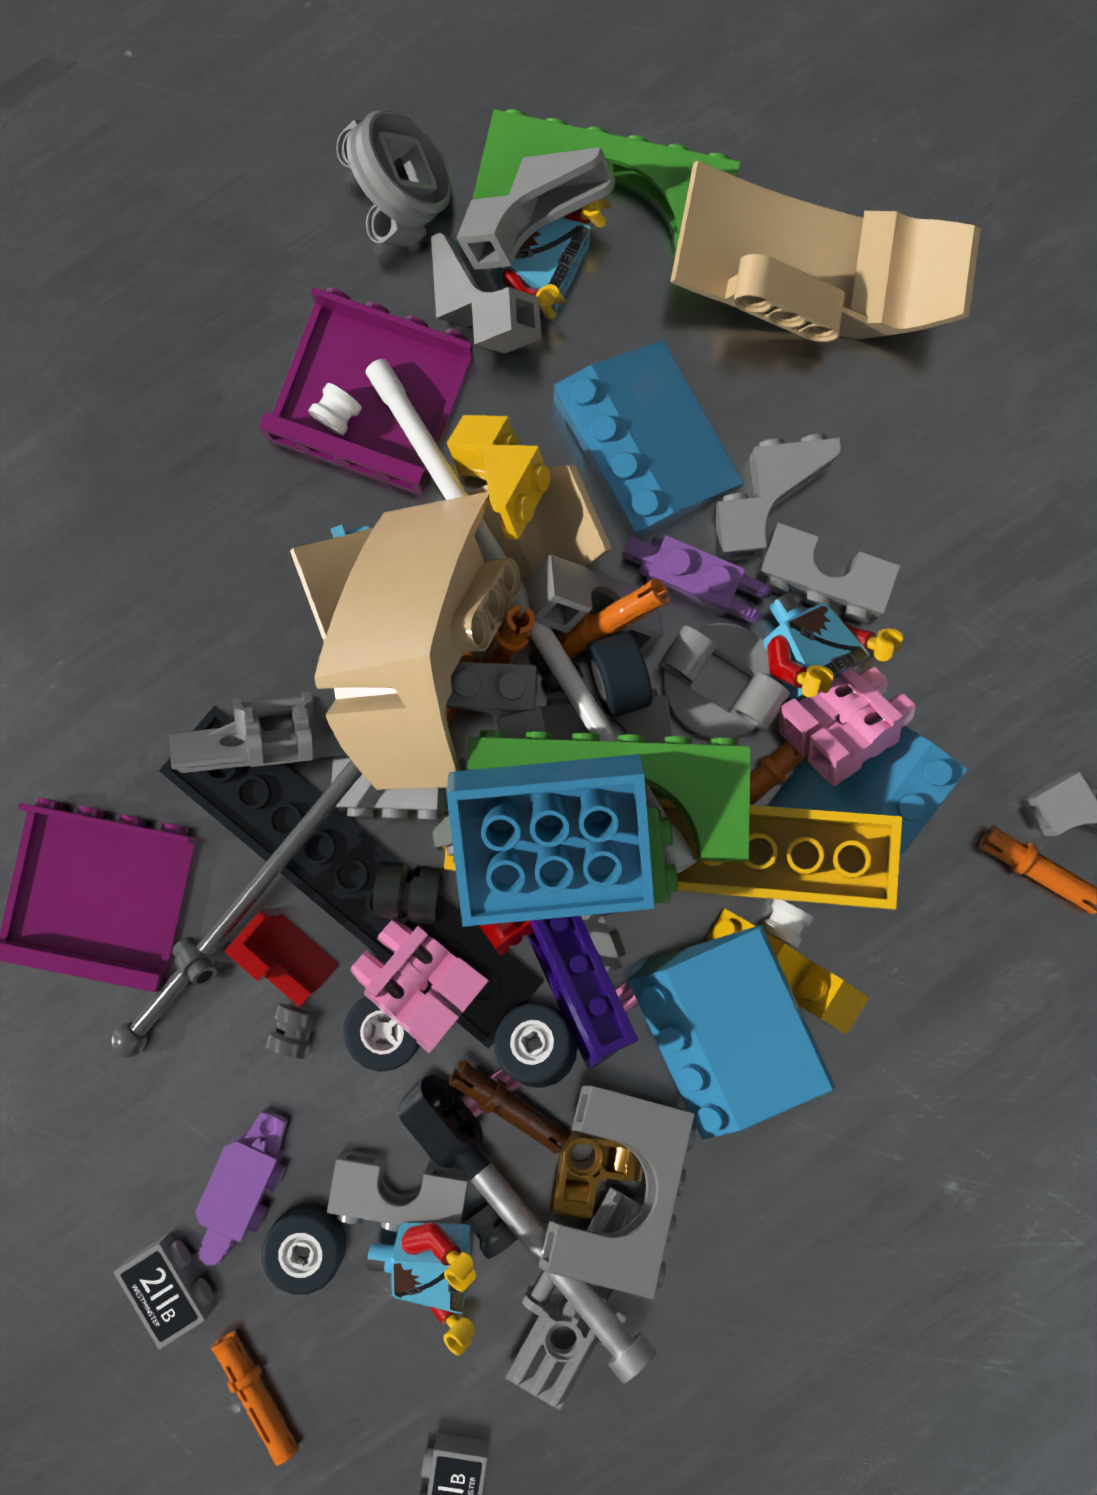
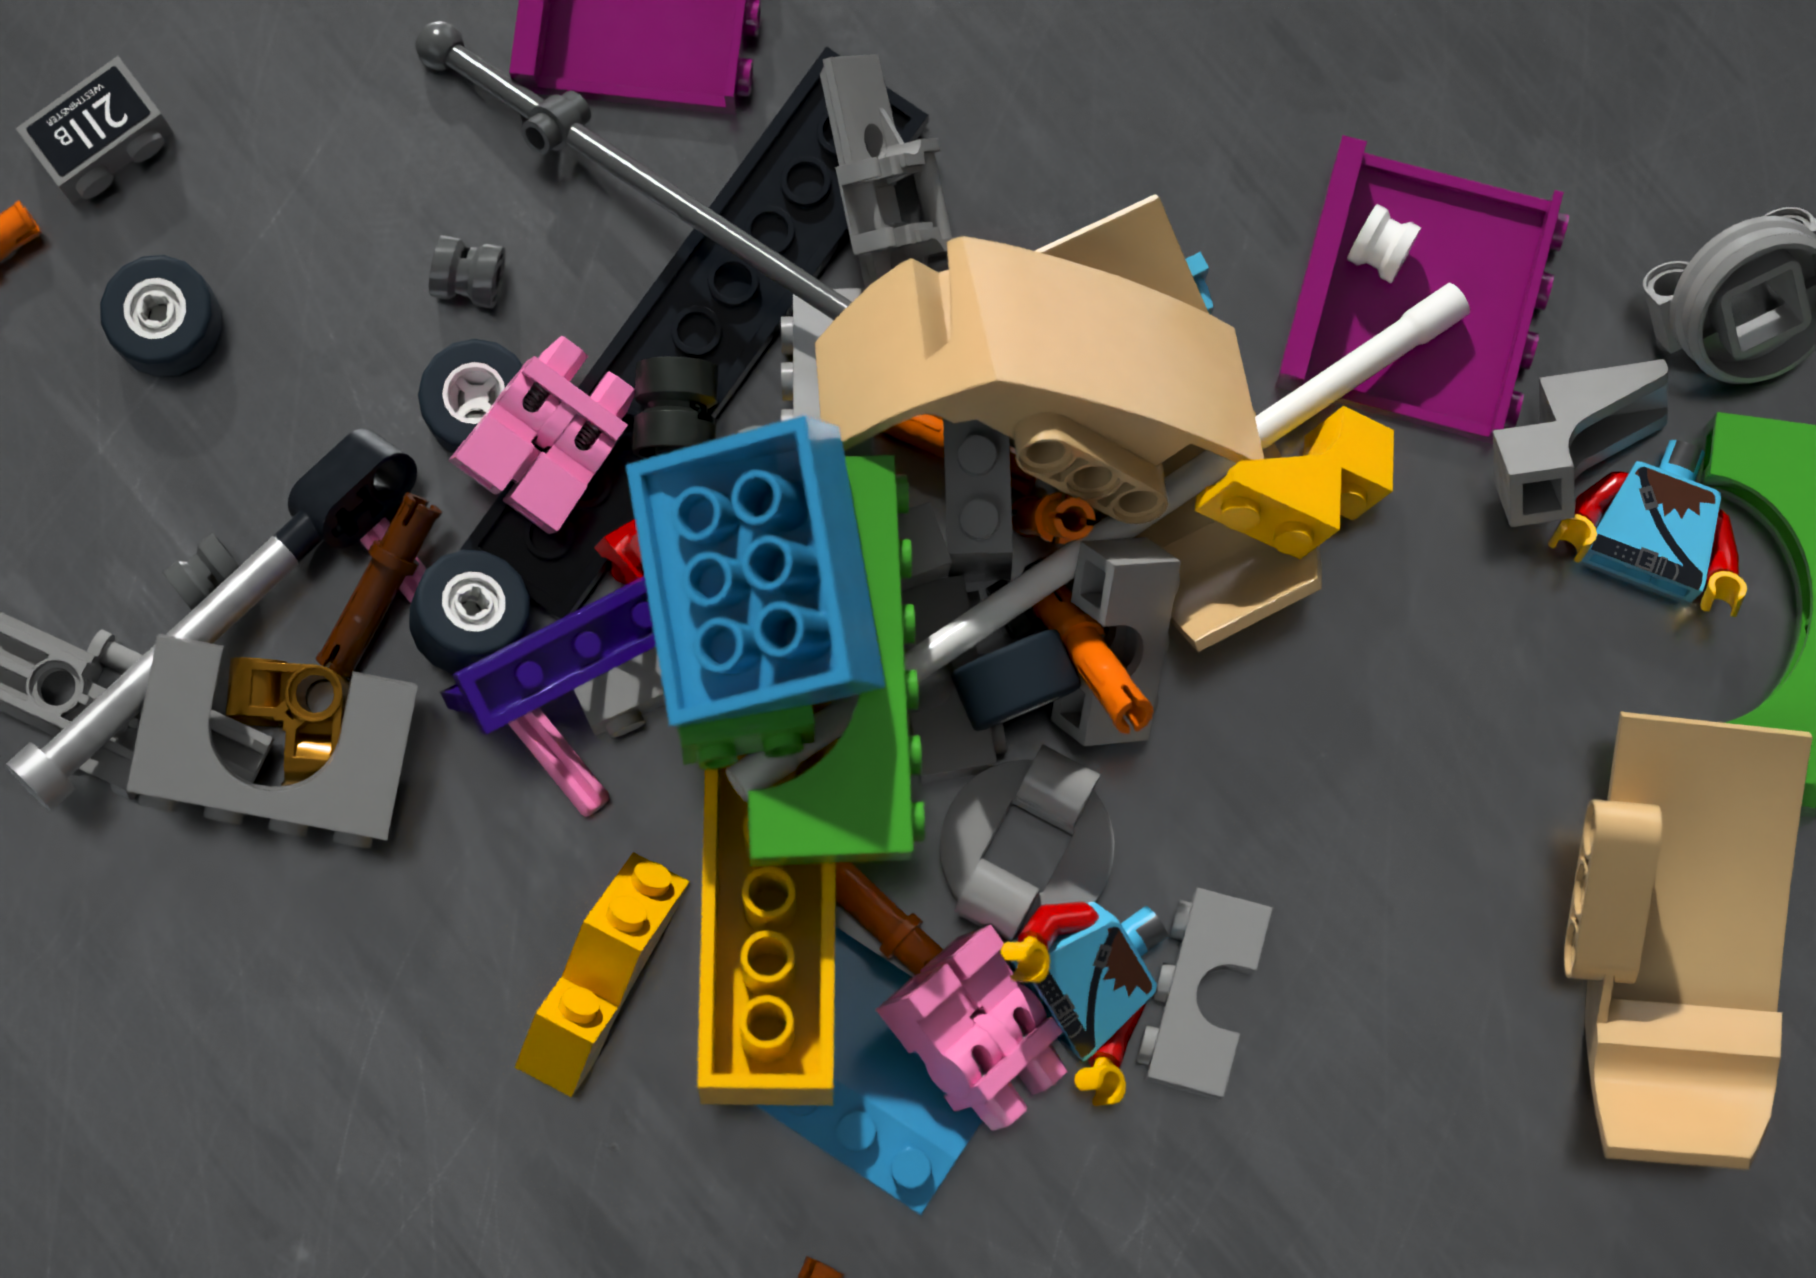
camera: 85 degrees right, 5 degrees down
(239, 1185) = (244, 219): medium lavender hinge -> none
(283, 954) = (577, 246): red panel -> none
(361, 1194) = (244, 388): light grey arch -> none
(431, 1269) = (145, 493): torso -> none
(541, 193) = (1734, 507): light grey arch -> none
(646, 438) = (1390, 709): dark azure slope -> none
(696, 576) = (1182, 793): medium lavender hinge -> none
(731, 1031) = (506, 884): dark azure slope -> none
(775, 474) = (1351, 907): light grey arch -> none
(787, 922) = (671, 971): white wheel -> none

